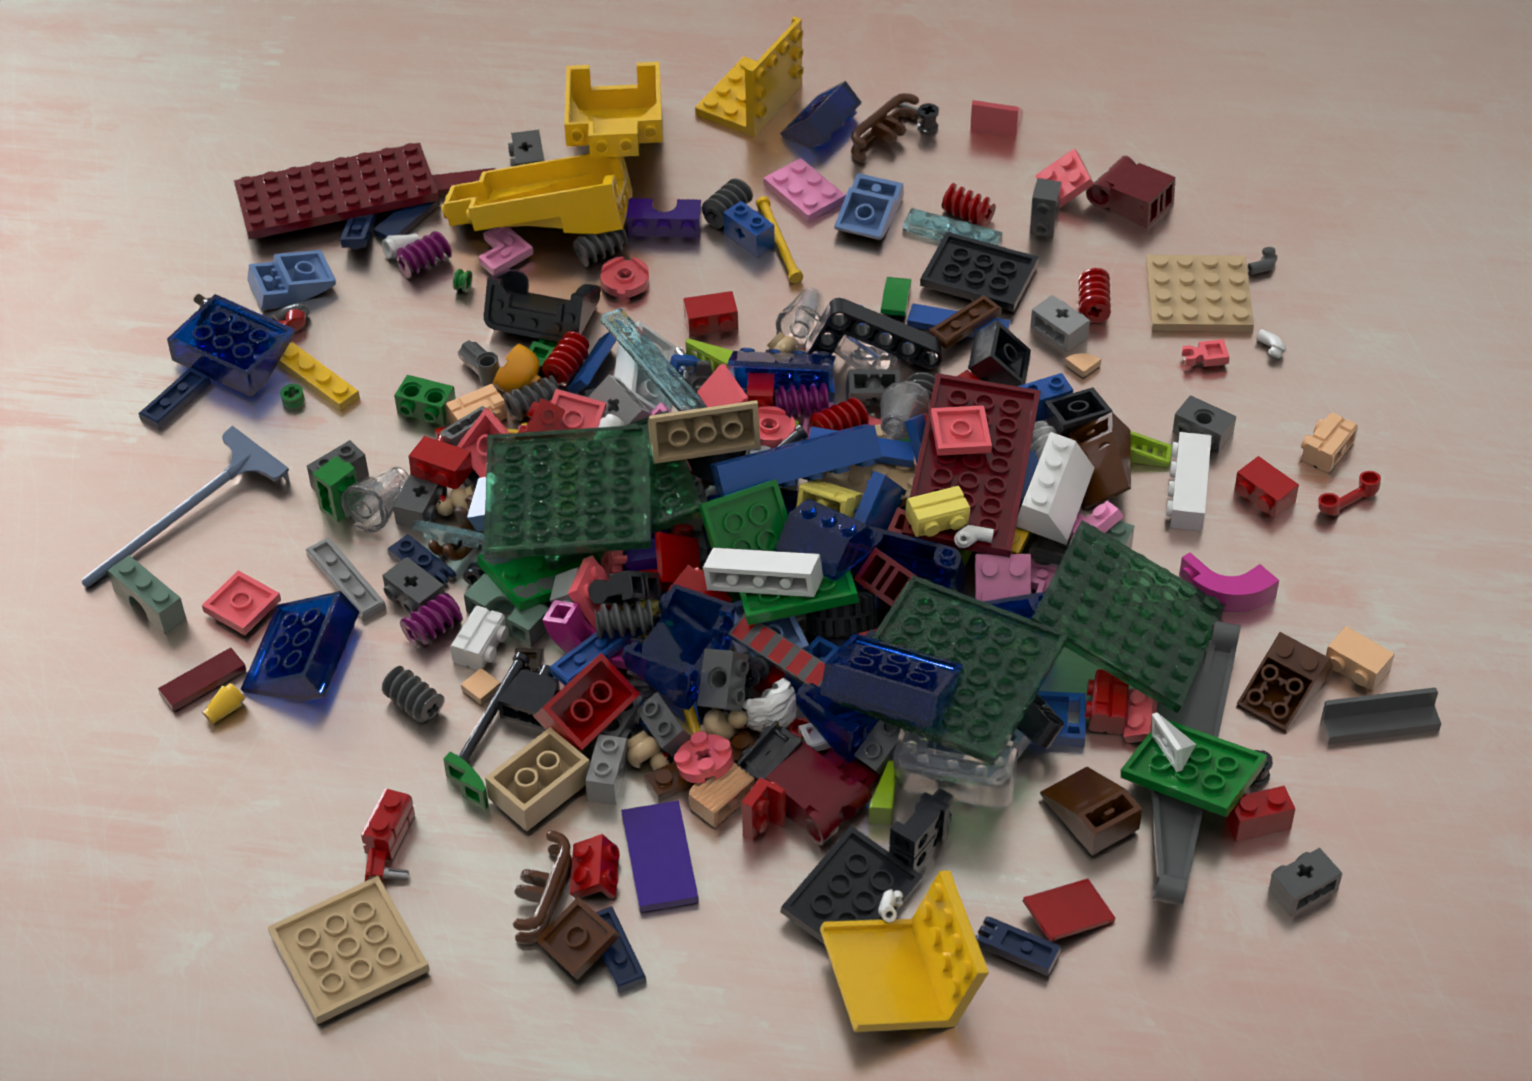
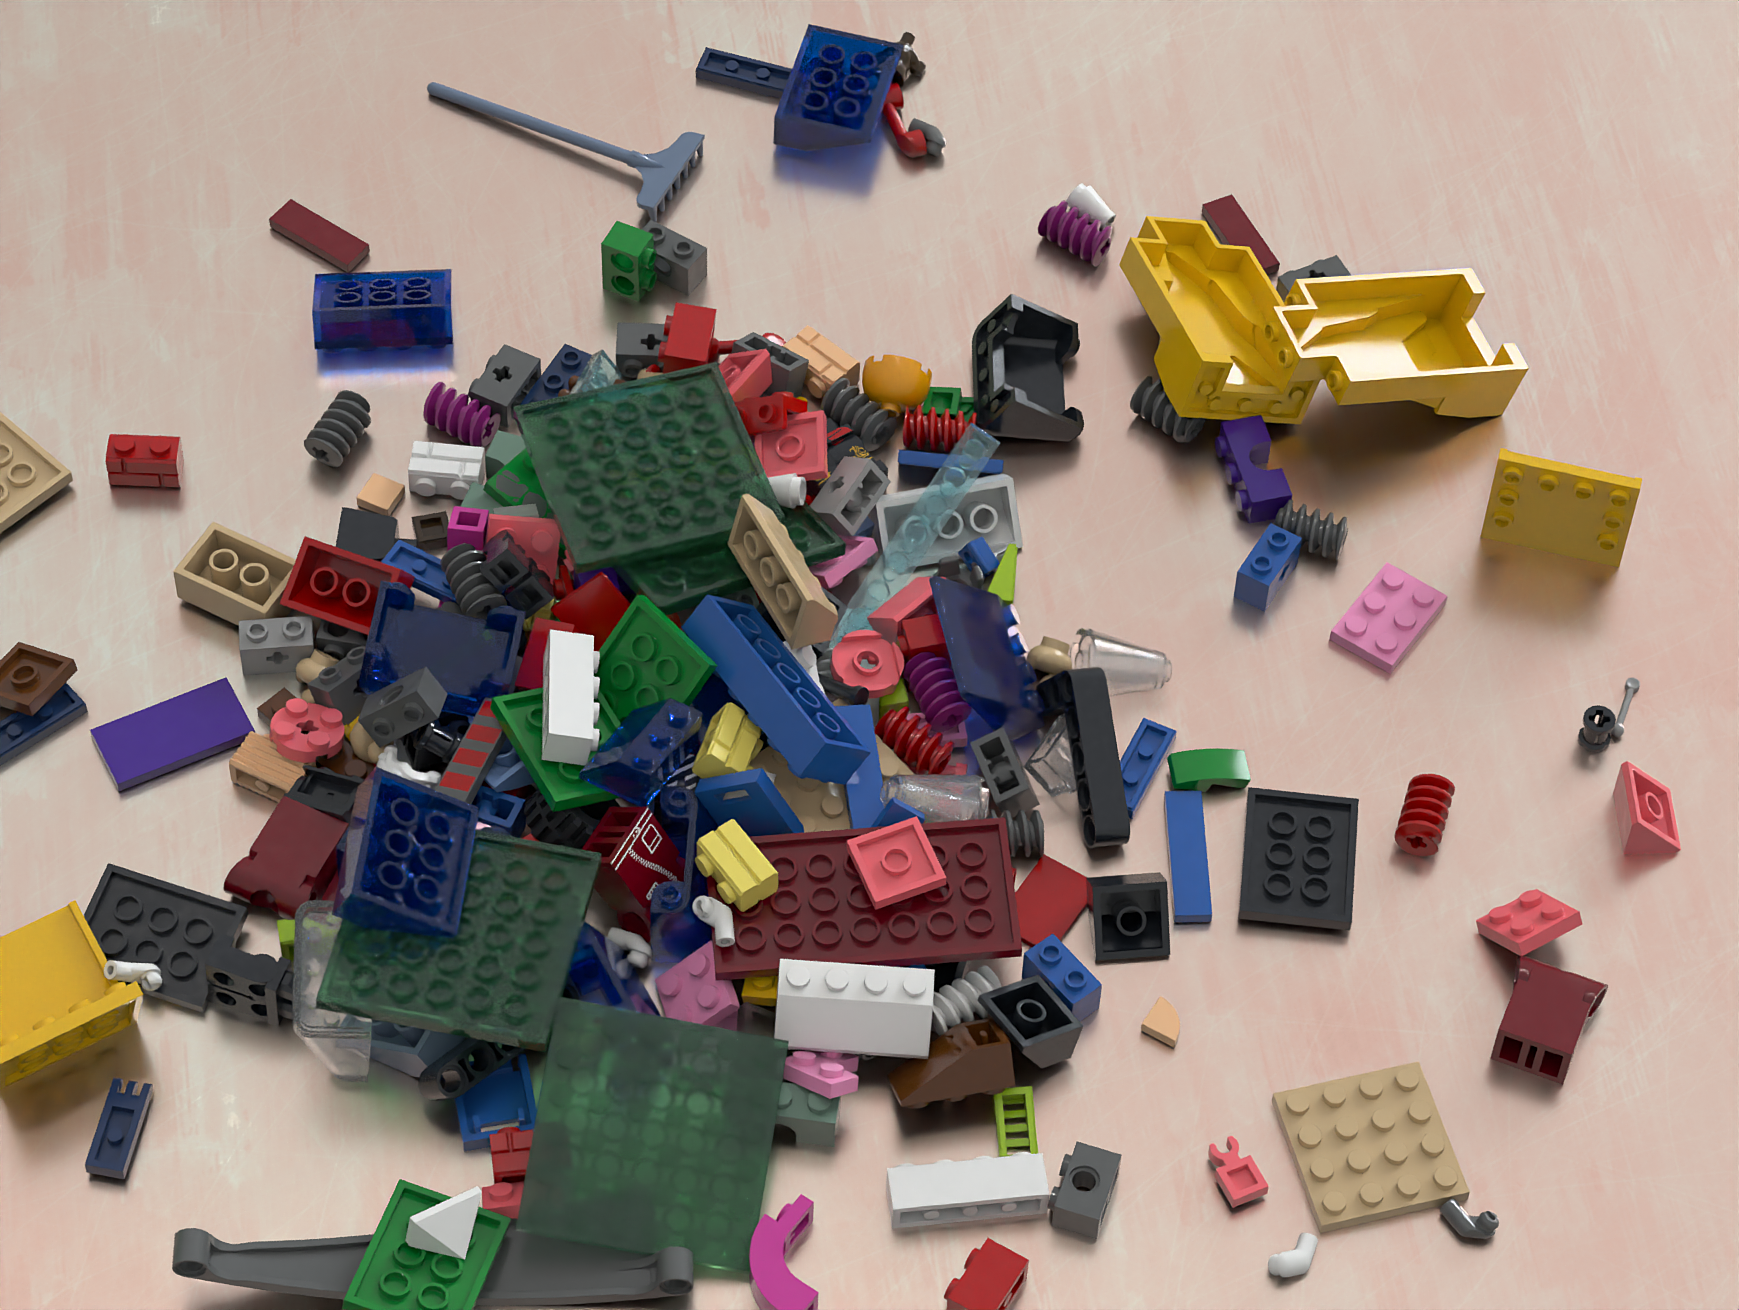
camera: 70 degrees right, 5 degrees up
(136, 584) = (405, 158): sand green arch -> none
(223, 703) = (285, 263): yellow cone -> none
(241, 602) = (438, 233): coral plate -> none
(289, 390) = (792, 174): green bush -> none
(290, 278) = (984, 115): medium blue slope -> none
(318, 377) = (830, 195): yellow plate -> none
(335, 190) = (1164, 114): dark red plate -> none
(345, 578) = (511, 319): light grey tile -> none
(358, 231) = (1103, 155): dark blue hinge -> none
(372, 499) = (631, 301): clear cone -> none
(376, 867) = (86, 471): red piece -> none
(404, 219) = (1149, 198): dark blue tile -> none
(424, 399) = (820, 304): green brick -> none
(462, 280) = (1049, 288): green bush -> none
(470, 782) = (239, 511): green slope -> none
(480, 361) = (912, 339): dark grey piece -> none
(506, 251) = (1121, 322): bright pink plate -> none
(520, 661) = (333, 511): black bar -> none
(546, 889) = (91, 638): reddish brown piece -> none
(594, 867) = (136, 675): red bracket -> none
(624, 287) = (1125, 472): coral plate -> none
(710, 313) = (1087, 565): red brick -> none
(763, 804) = (243, 803): red bracket -> none
(795, 275) = (1207, 644): yellow bar -> none
(823, 116) = (1542, 602): clear blue slope -> none
(870, 206) = (1374, 699): medium blue slope -> none
(883, 125) = (1554, 668): reddish brown piece -> none
(936, 226) = (1376, 812): clear light blue plate -> none
(965, 321) = (1181, 858): reddish brown tile -> none
(1045, 207) = (1445, 905): dark grey brick -> none
(1059, 323) = (1225, 975): light grey brick -> none
(1068, 909) = (186, 1173): red piece -> none
(1094, 808) = (346, 1168): reddish brown slope -> none
(1095, 295) = (1297, 1003): red piece -> none

